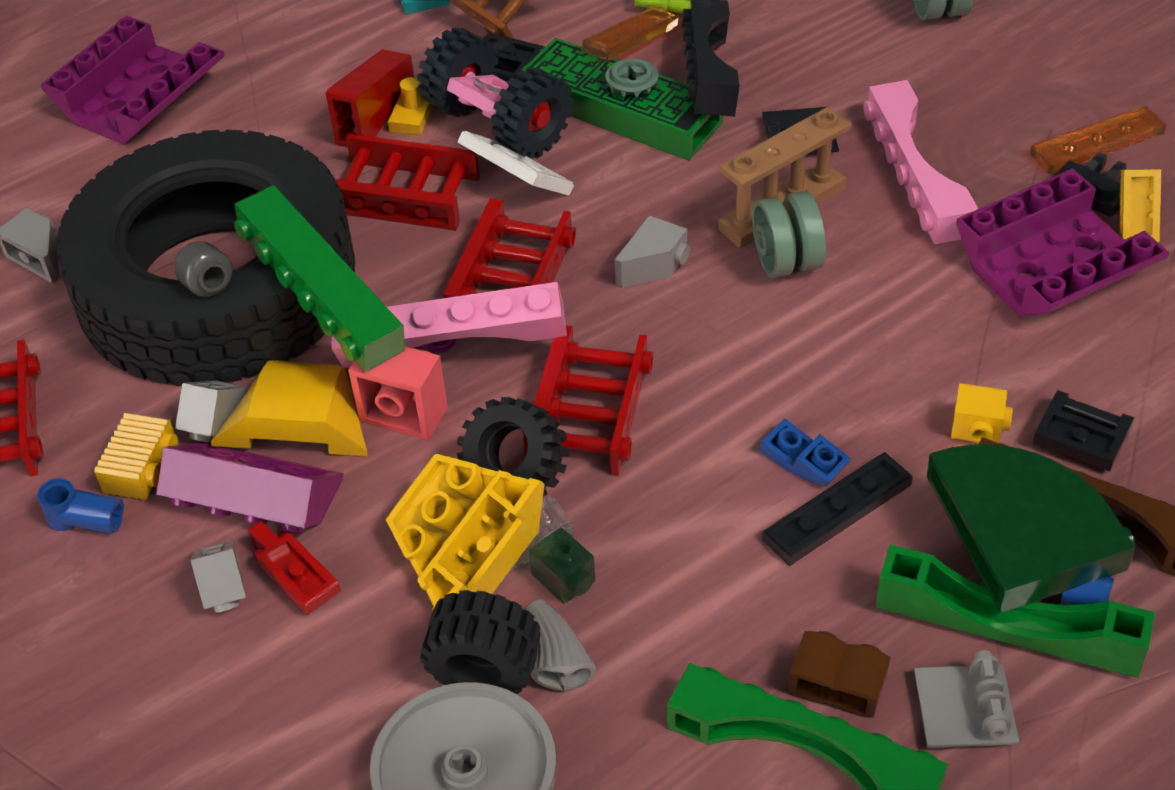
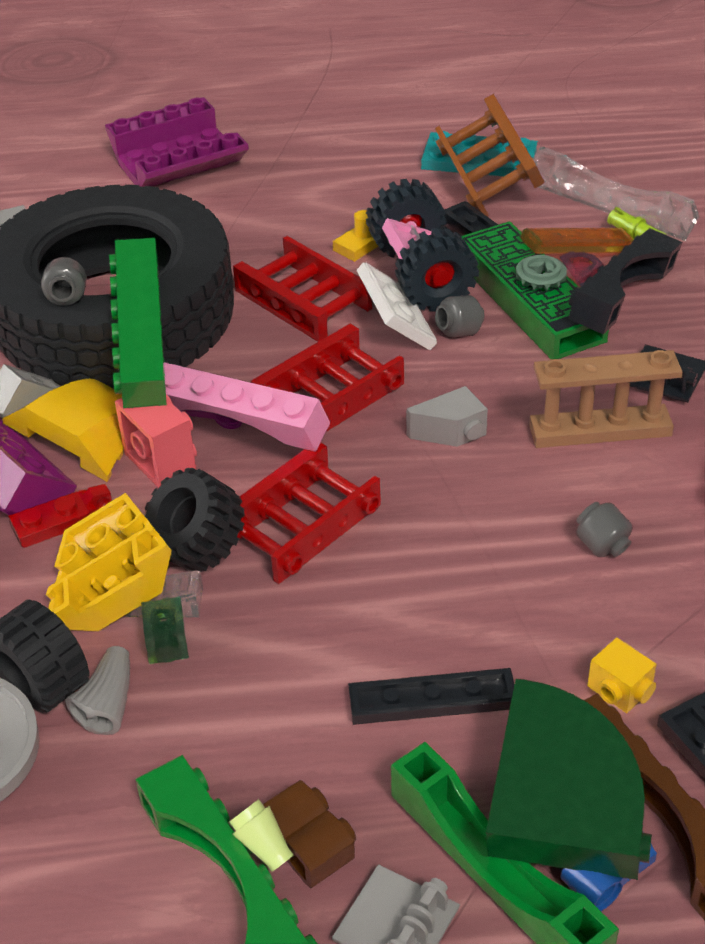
camera: 30 degrees right, 5 degrees down
(353, 510) = (57, 515): none -> red hinge
(367, 95) = (325, 213): red slope -> none
(579, 150) = (459, 316): none -> dark grey head
(663, 56) = (581, 265): none -> clear pink brick
(789, 234) = (562, 446): sand green wheel -> none
(808, 458) = (440, 636): blue slope -> none
(816, 690) = (261, 835): none -> yellowish green cone
(867, 296) = (604, 529): none -> dark grey head

